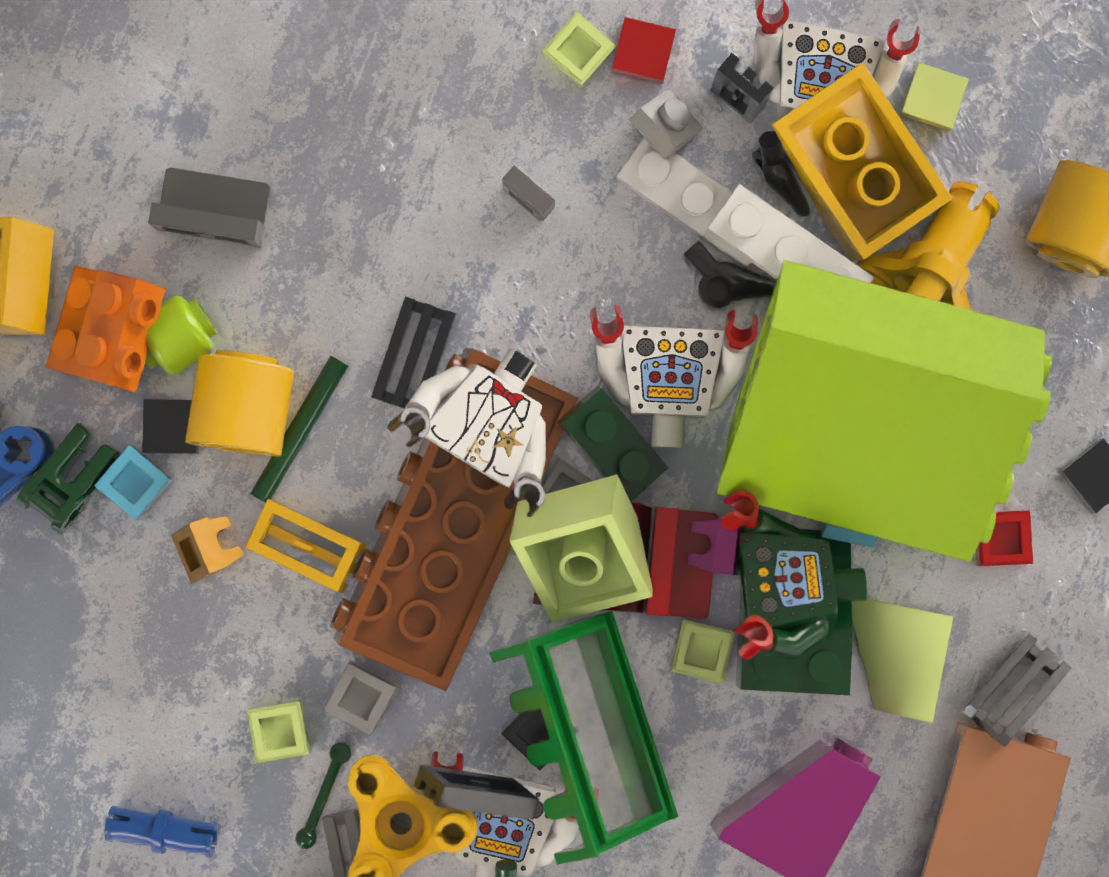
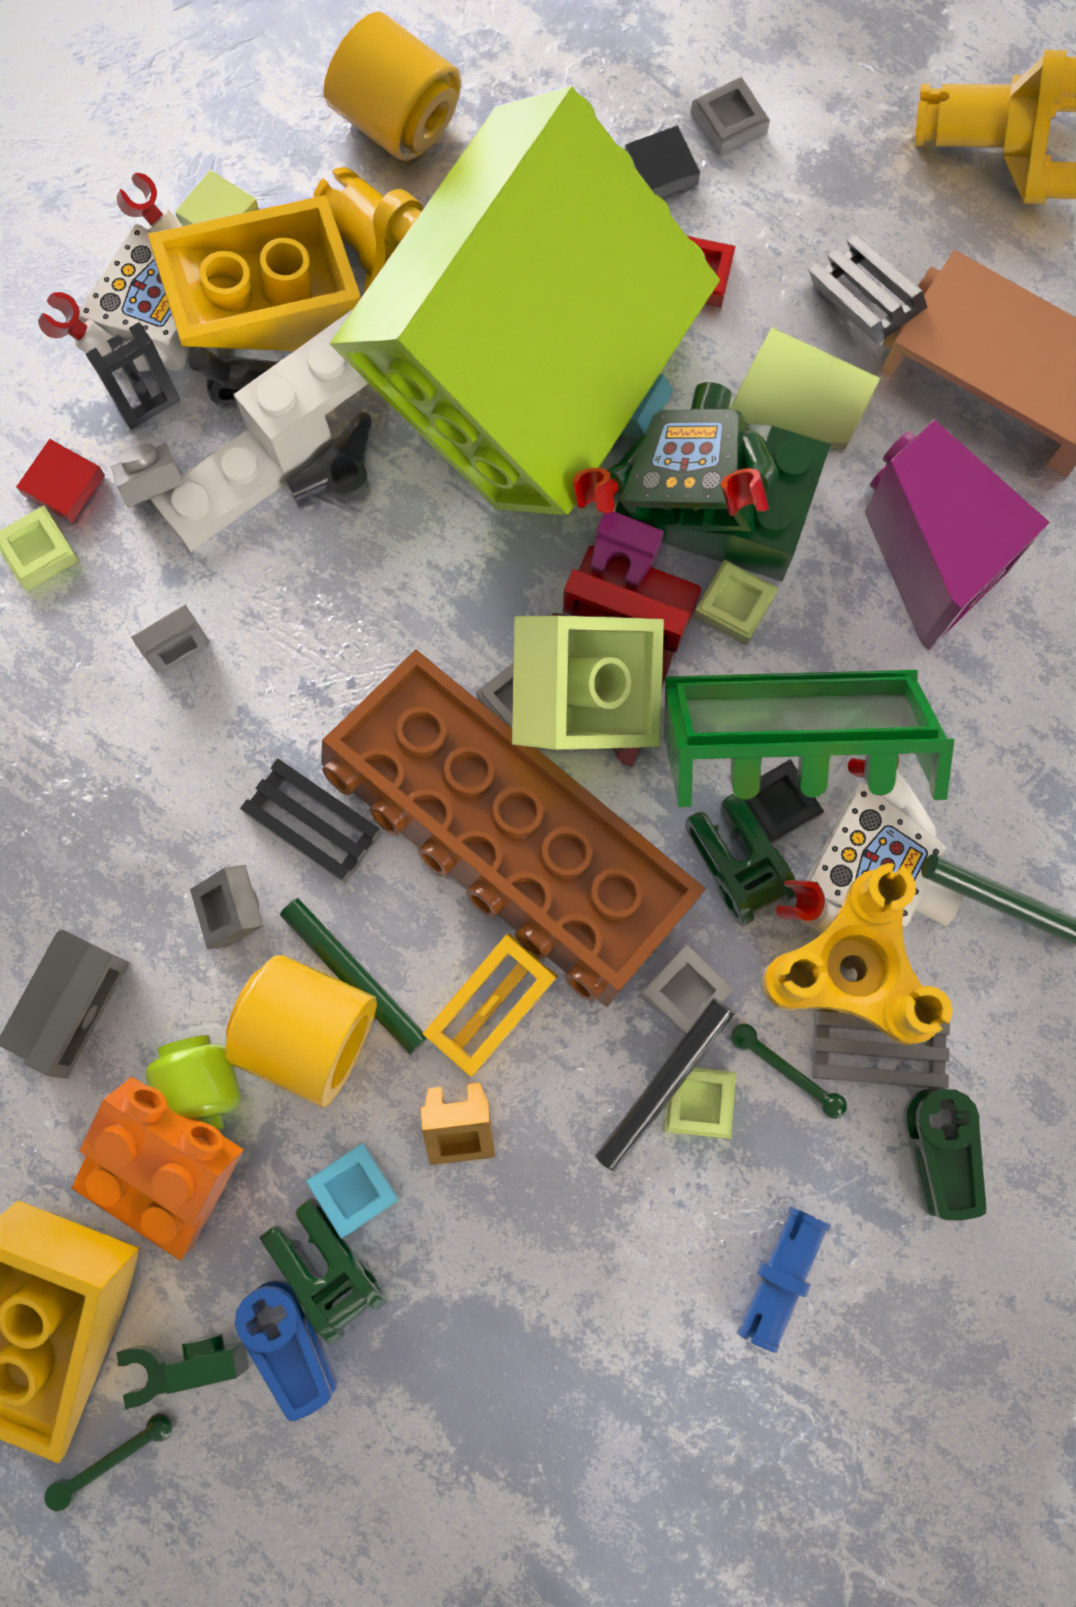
camera: 75 degrees left, 10 degrees down
(166, 427) = (301, 1129): black tile -> none
(281, 700) = (664, 1084): none -> black bar
(321, 313) = (226, 907): none -> flat silver plate
(462, 712) = (741, 884): none -> dark green piece
(476, 792) = (840, 865): black tile -> none
(485, 424) = (413, 741): white torso -> none
(612, 442) = (472, 627): dark green plate -> none
(670, 370) = (416, 541): torso -> none

